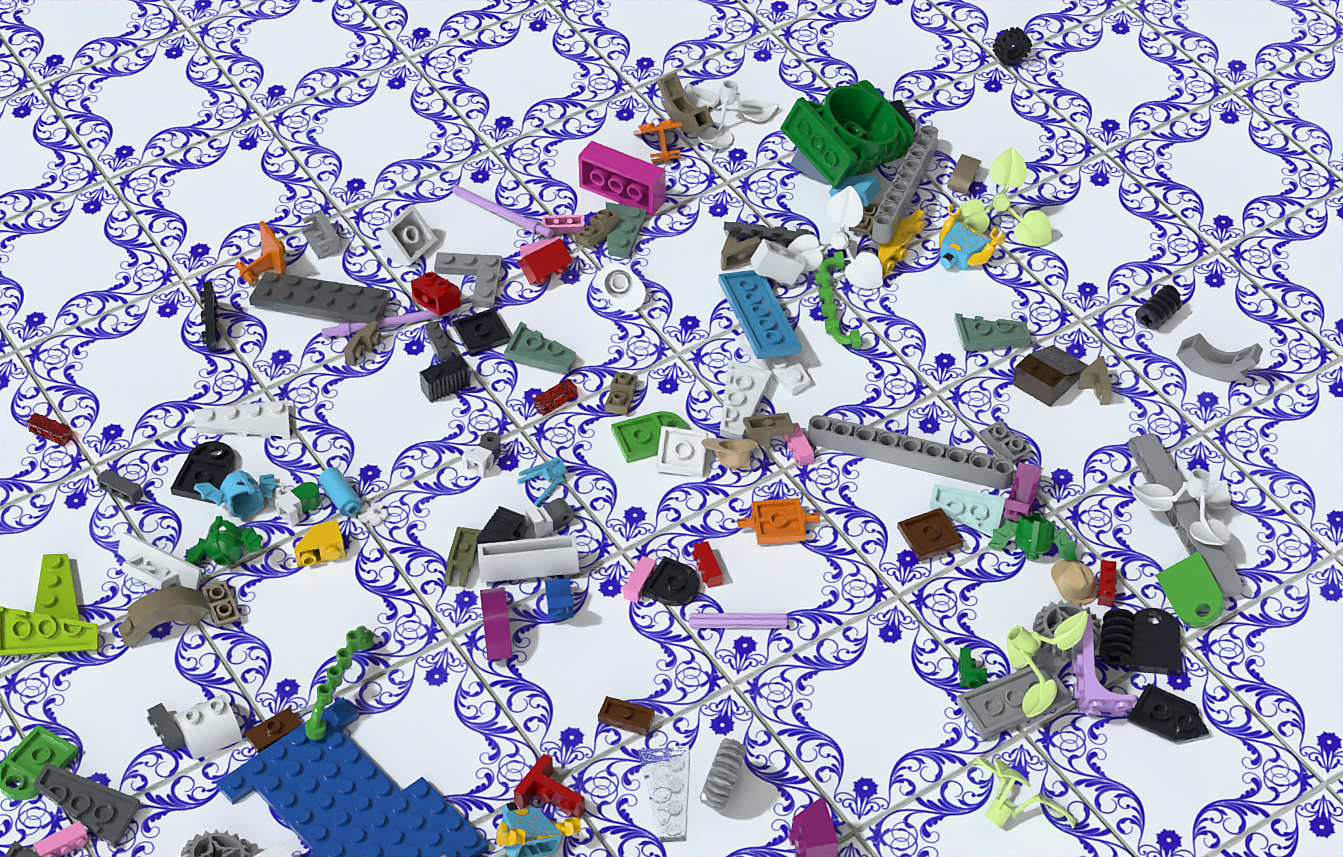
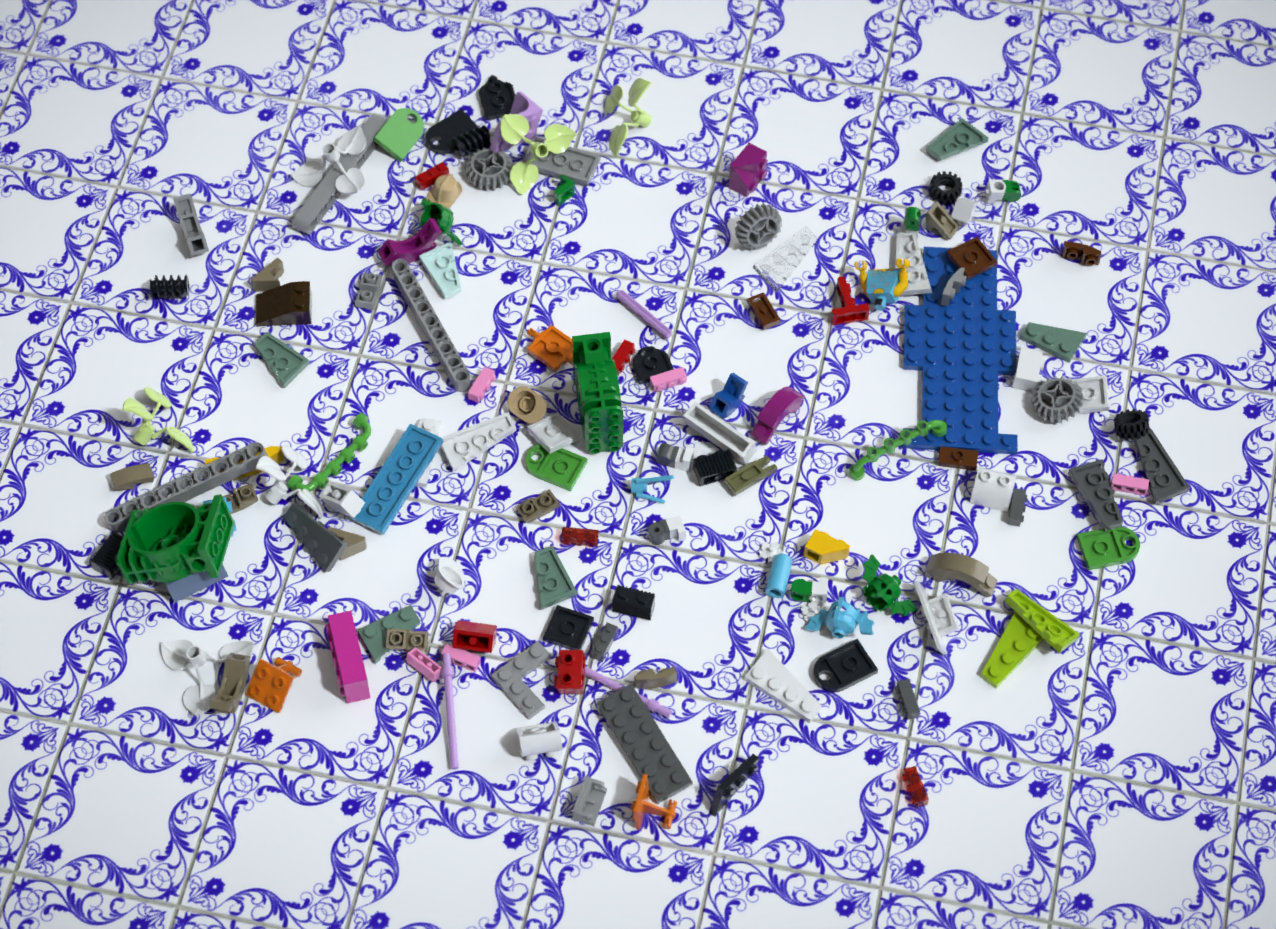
camera: 135 degrees left, 10 degrees up
(221, 603) = (917, 562): dark tan slope -> none
(669, 475) = (597, 392): none -> green brick
(764, 426) = (491, 396): dark tan slope -> none
(929, 534) = (484, 273): reddish brown plate -> none
(964, 245) = (211, 422): torso -> none

